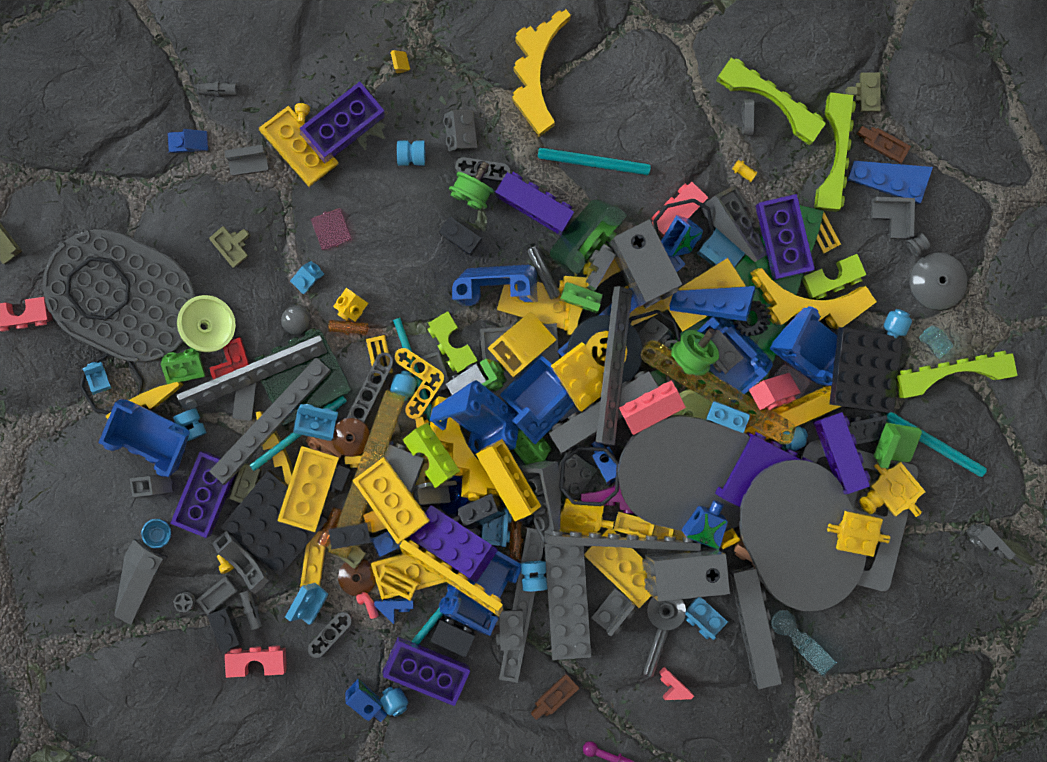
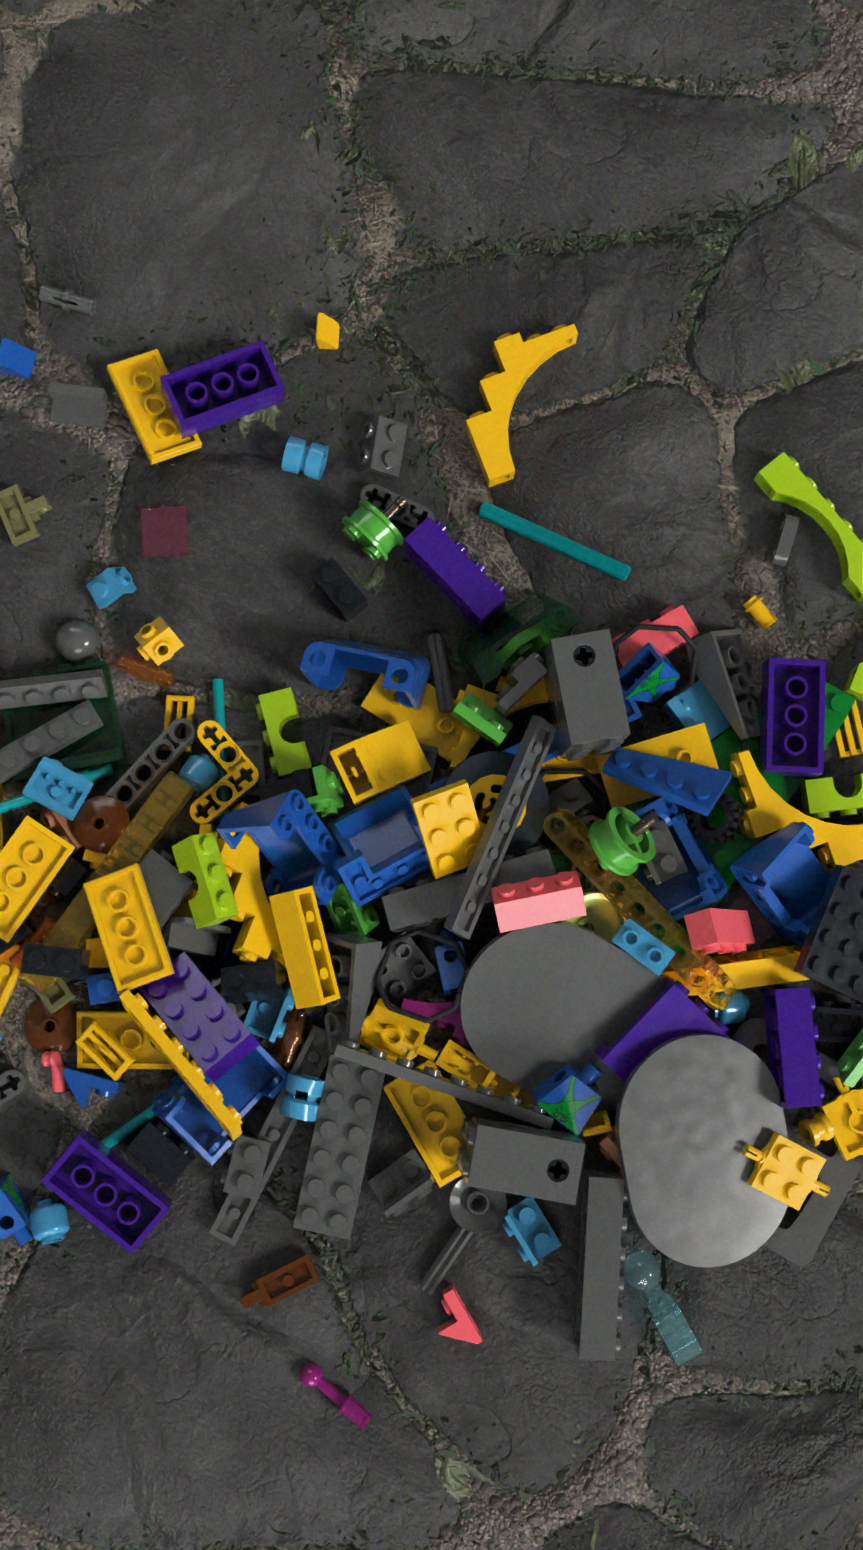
camera: 10 degrees right, 5 degrees down
(302, 111) = (173, 361): yellow piece -> none

